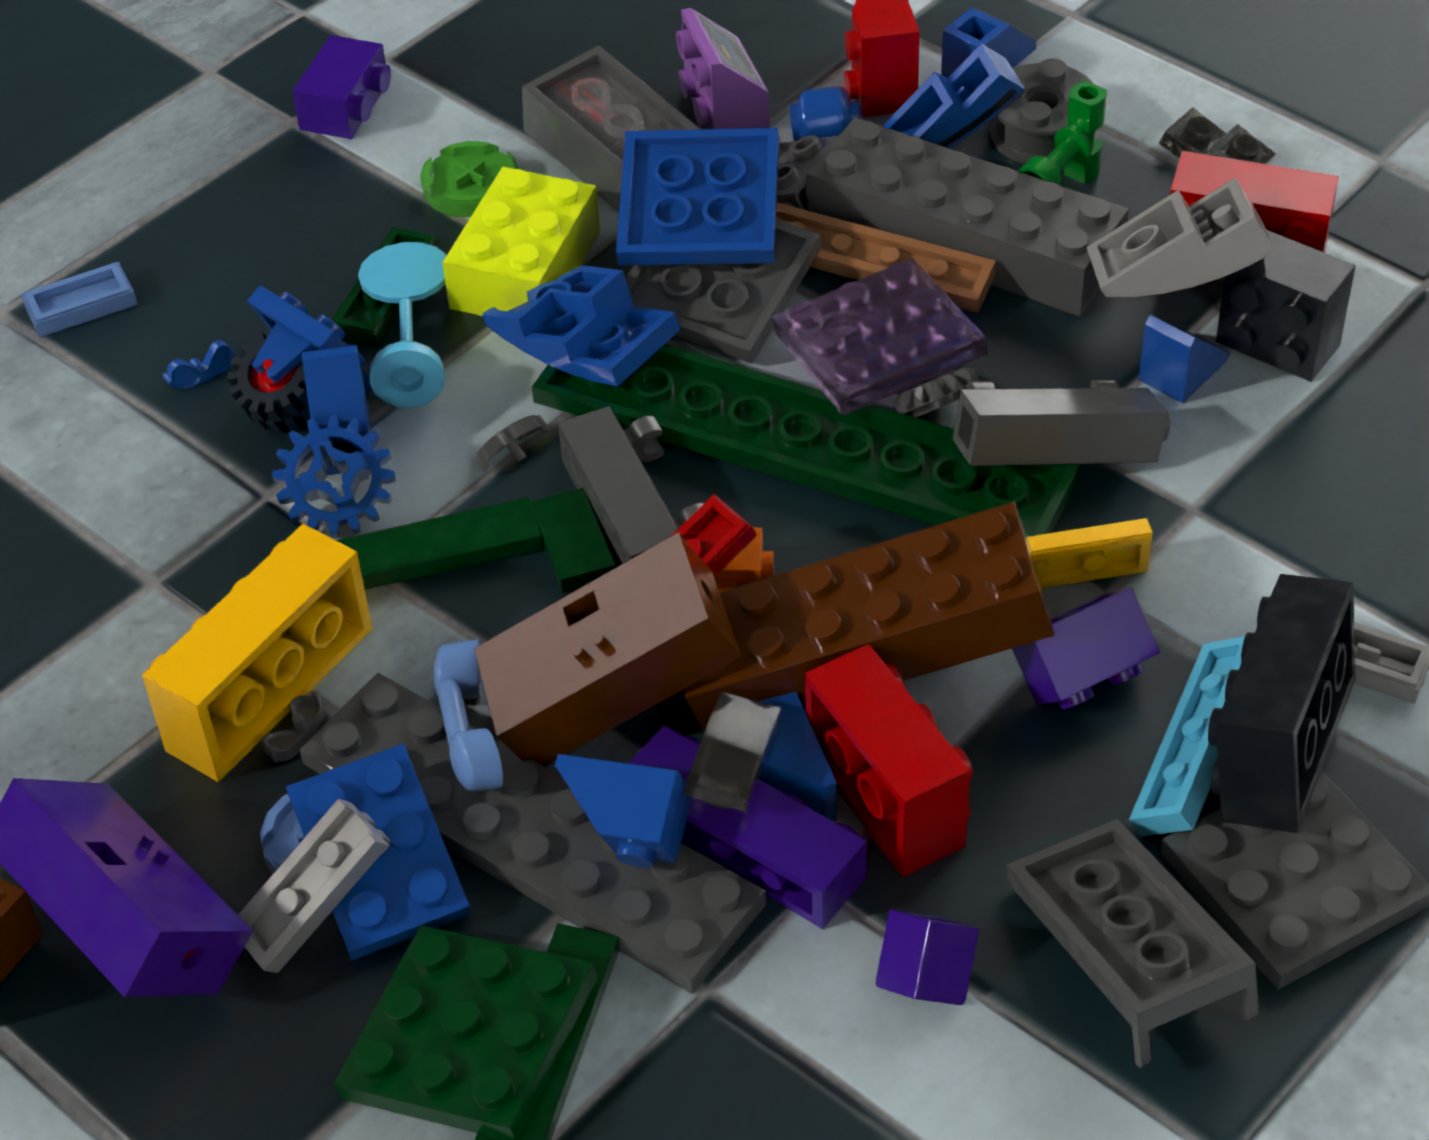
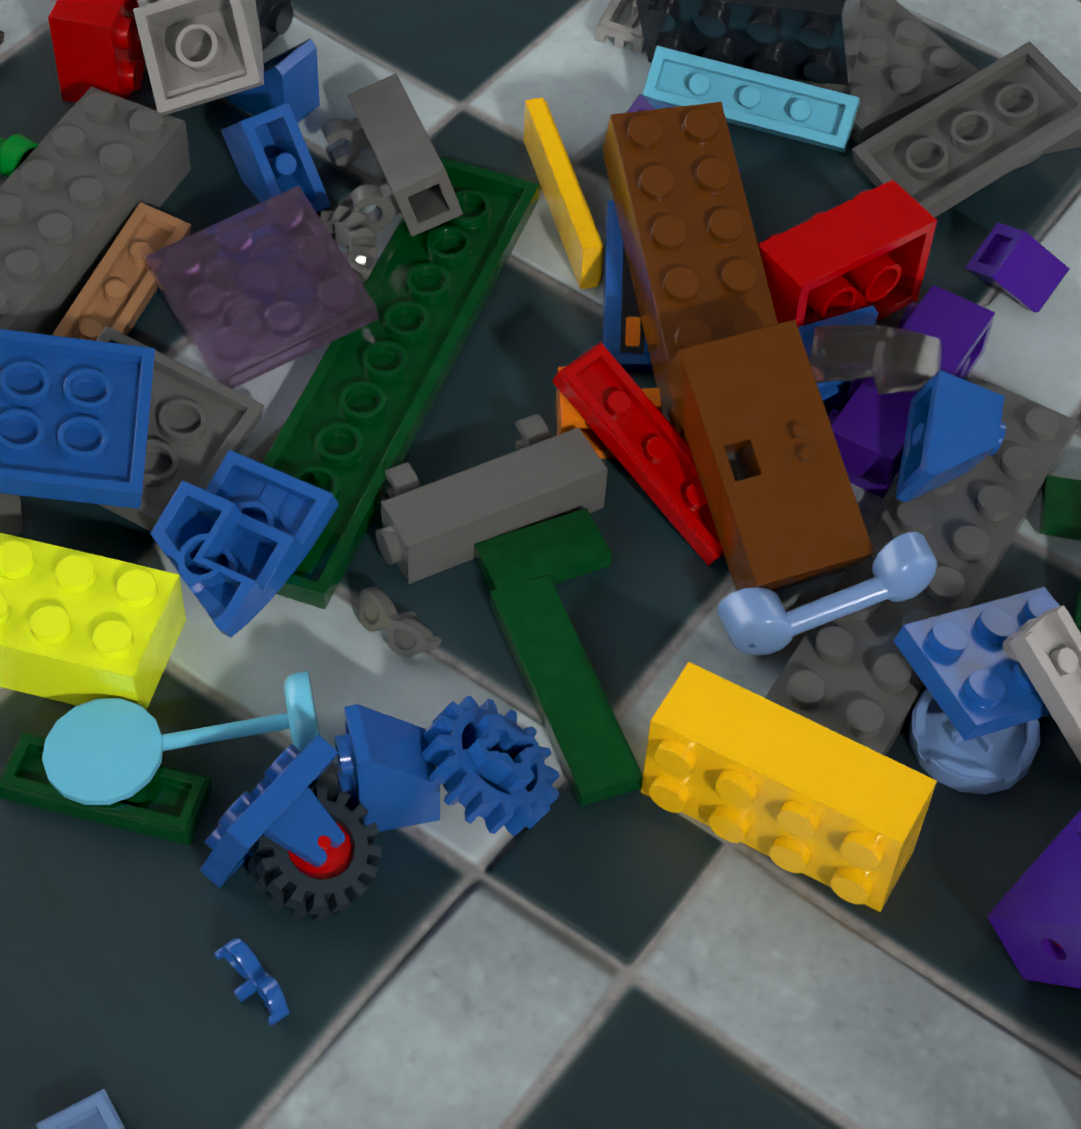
camera: 100 degrees left, 5 degrees up
(1066, 349) = (274, 156): none -> blue slope

